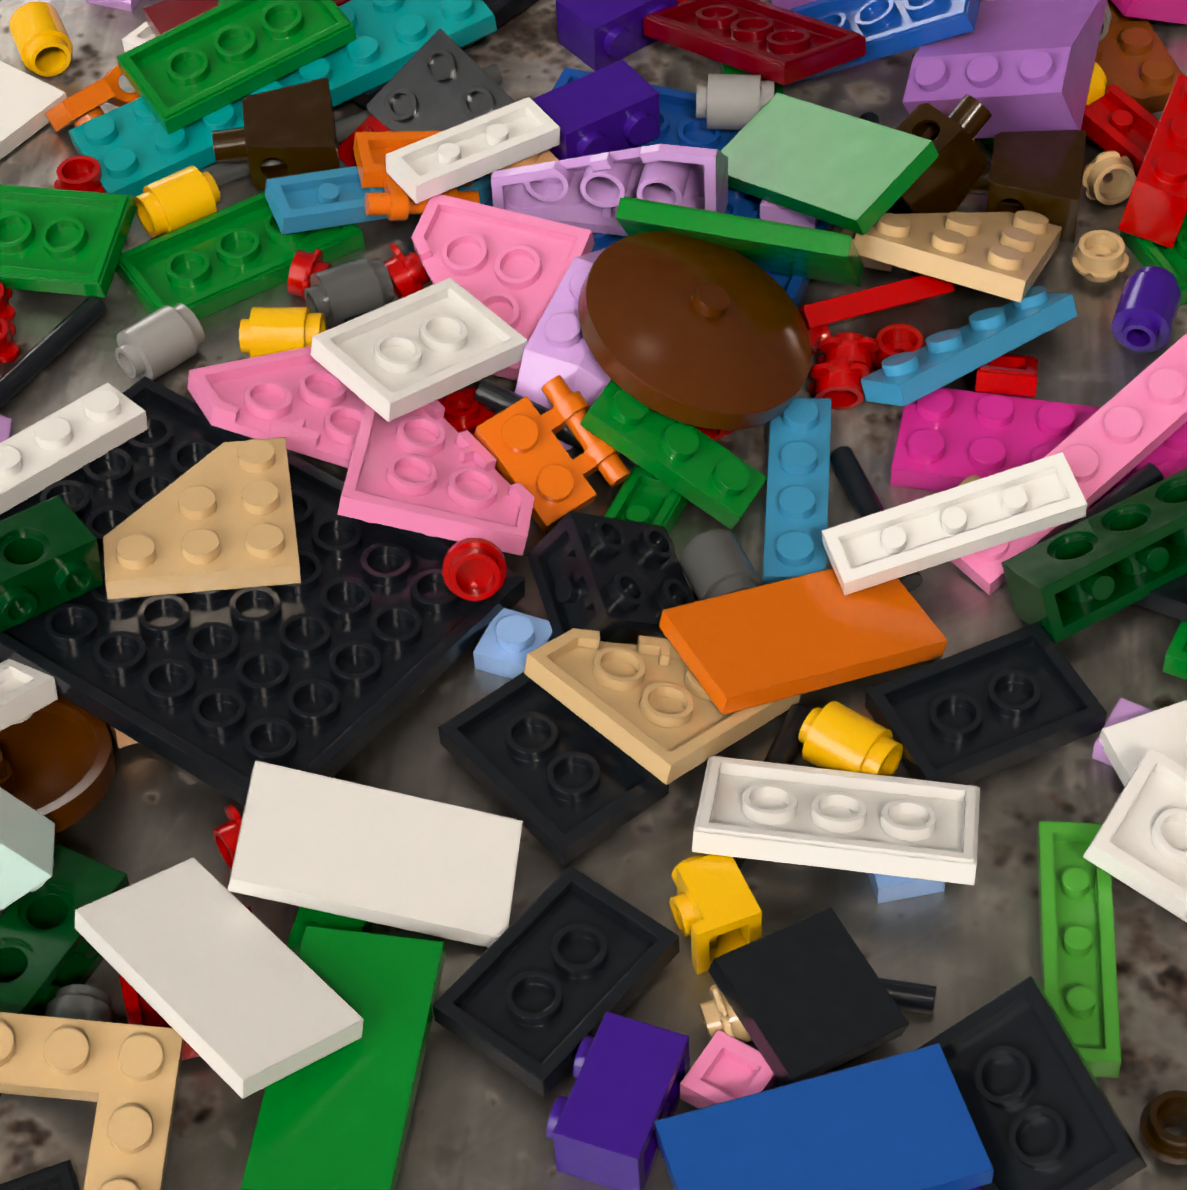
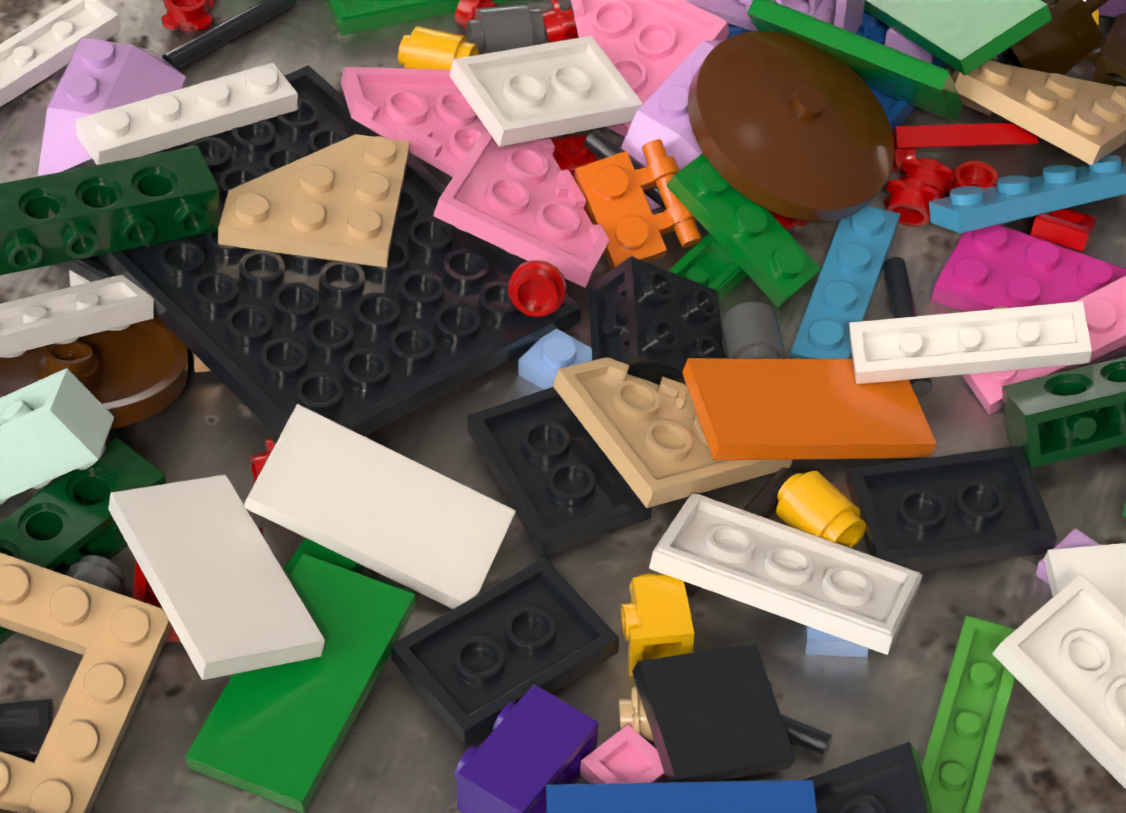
camera: 10 degrees right, 0 degrees up
(159, 342) = (330, 39): light grey brick -> none

